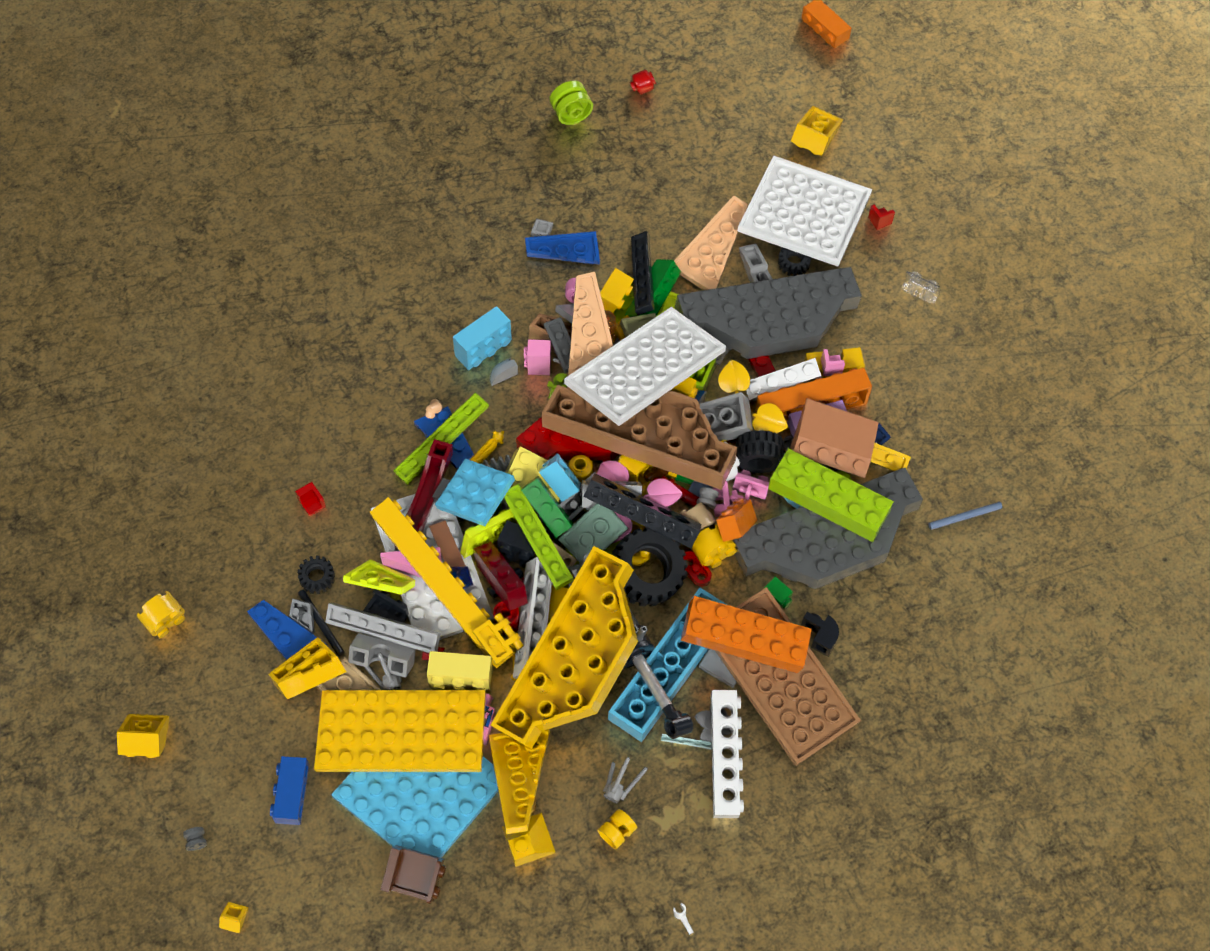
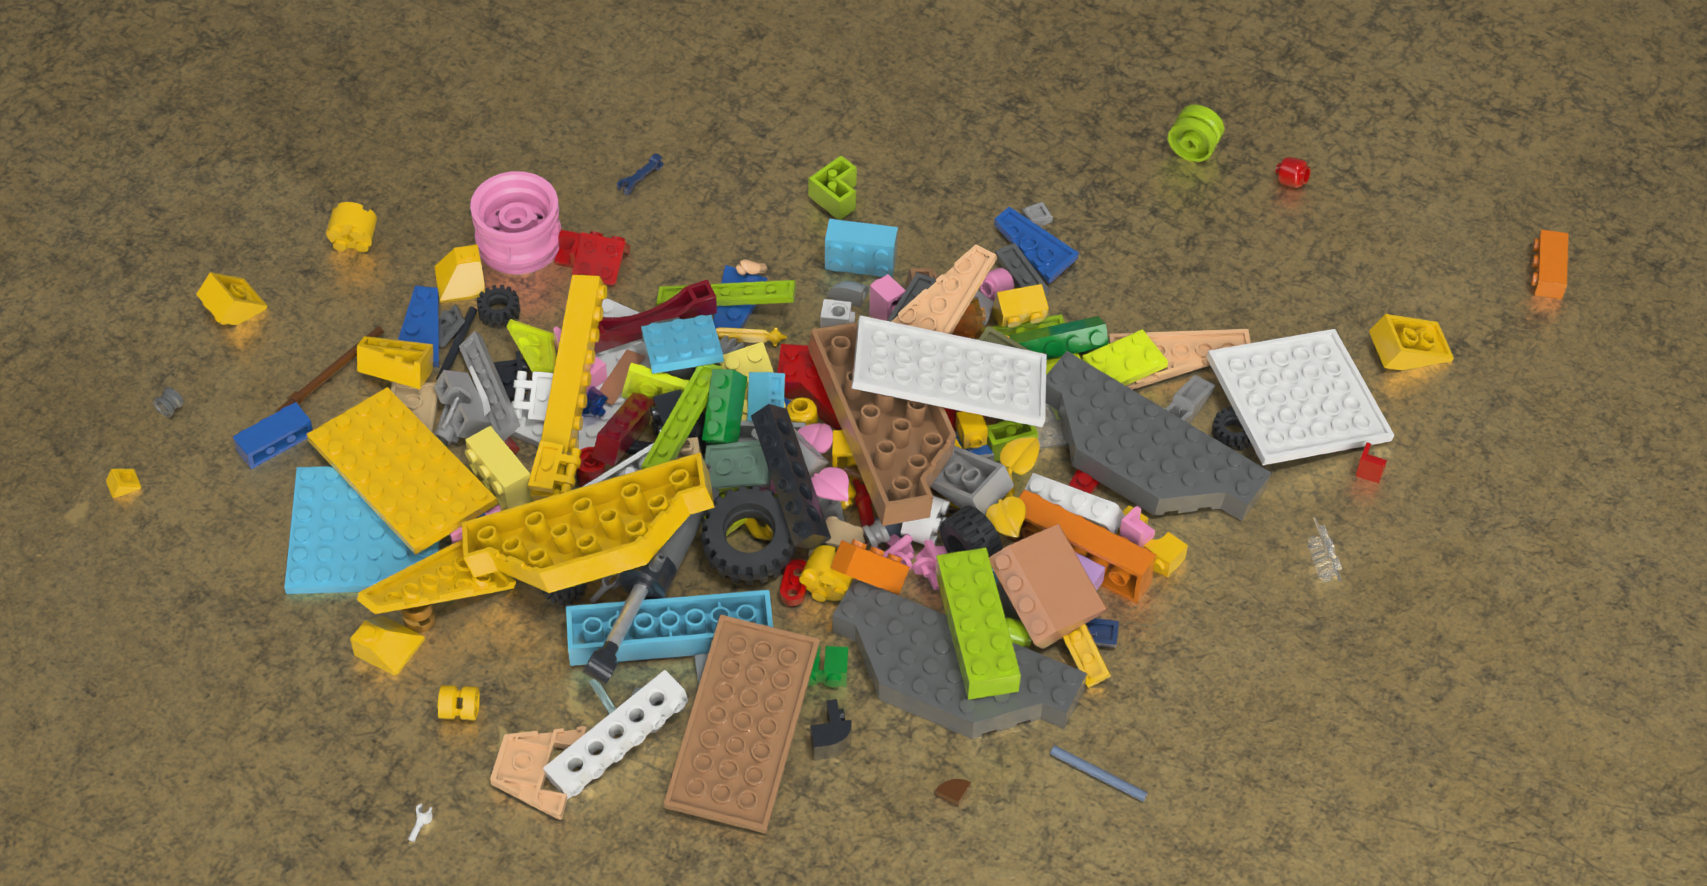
camera: 50 degrees right, 10 degrees down
(264, 512) = (516, 222): none -> bright pink wheel
(266, 578) = (460, 275): none -> yellow slope
(271, 753) = (299, 397): none -> reddish brown bar
(288, 398) = (630, 182): none -> dark blue piece
(337, 486) = (600, 256): none -> red bracket
(404, 643) = (486, 407): none -> white sticker
(413, 873) = (271, 574): reddish brown panel -> none
(418, 318) = (834, 187): none -> lime brick
(428, 604) = (540, 391): none -> white plate
(517, 399) = (836, 313): none -> white brick
(570, 269) = (1019, 267): none -> dark grey plate
(614, 791) = (497, 676): light grey plant -> none
(642, 273) = (1068, 315): black tile -> none
(696, 824) = (521, 765): none -> light nougat wing
(700, 270) = (1128, 358): none -> neon yellow plate
(746, 634) = (746, 652): orange brick -> none
(915, 599) = (953, 790): none -> reddish brown tile

